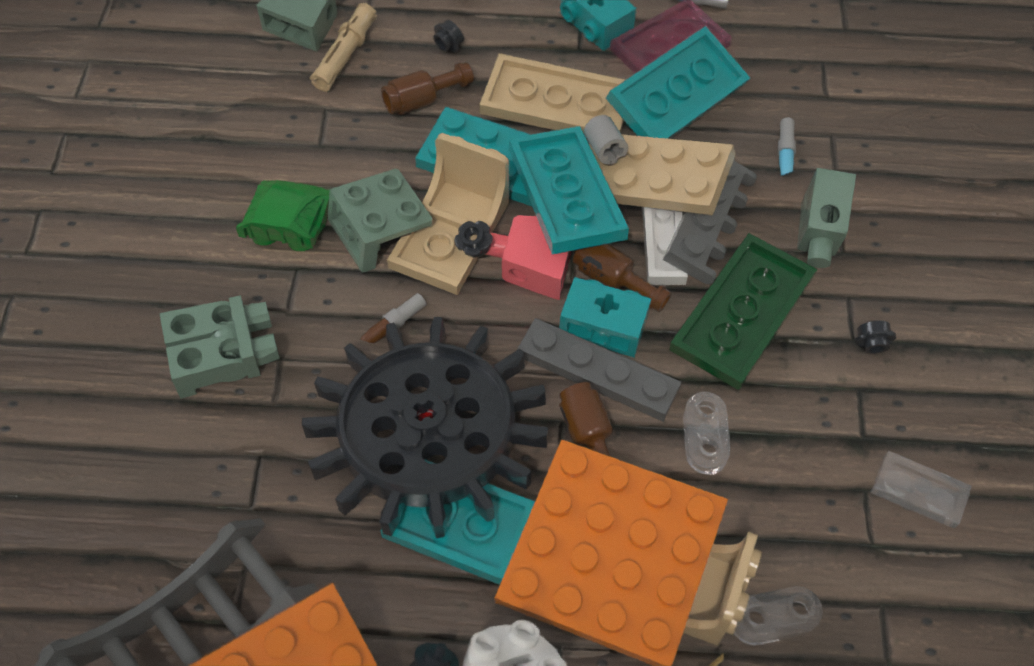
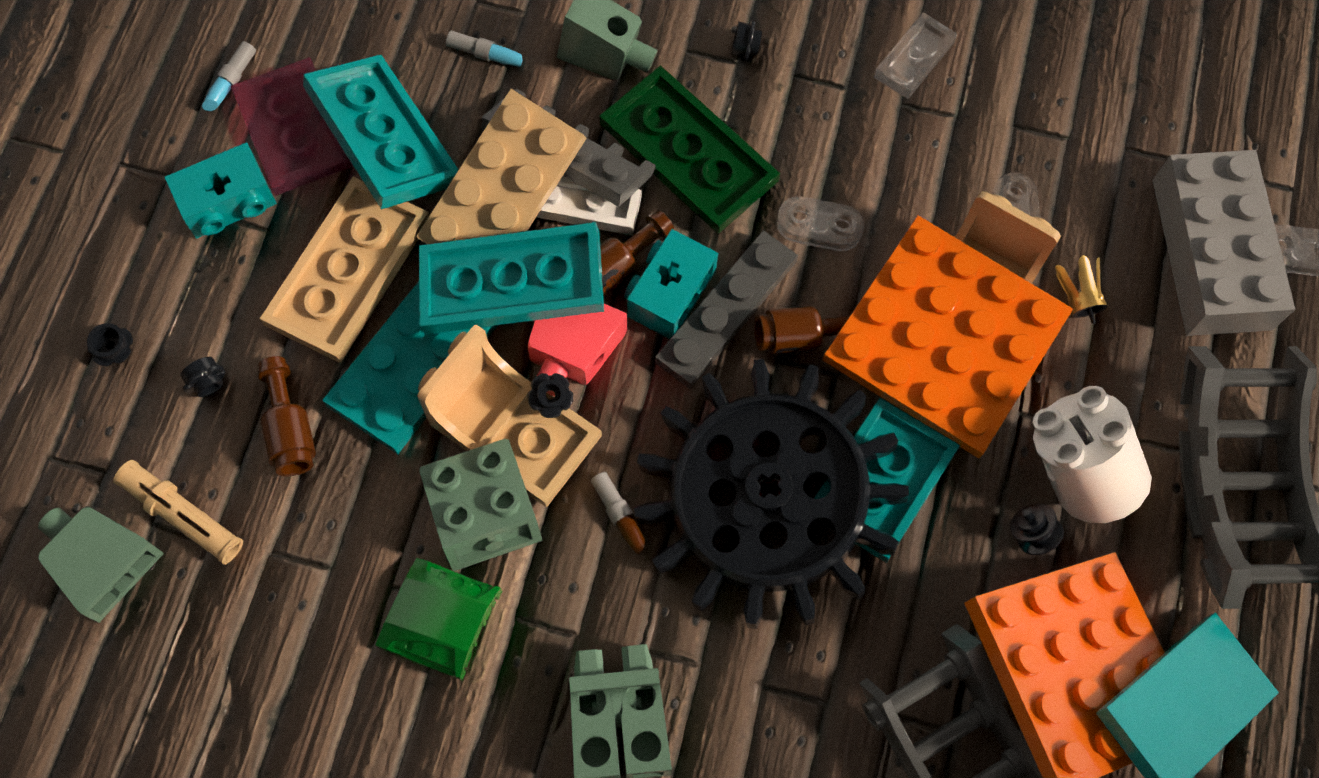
camera: 80 degrees left, 10 degrees up
(605, 139) = (453, 220): light grey piece -> none

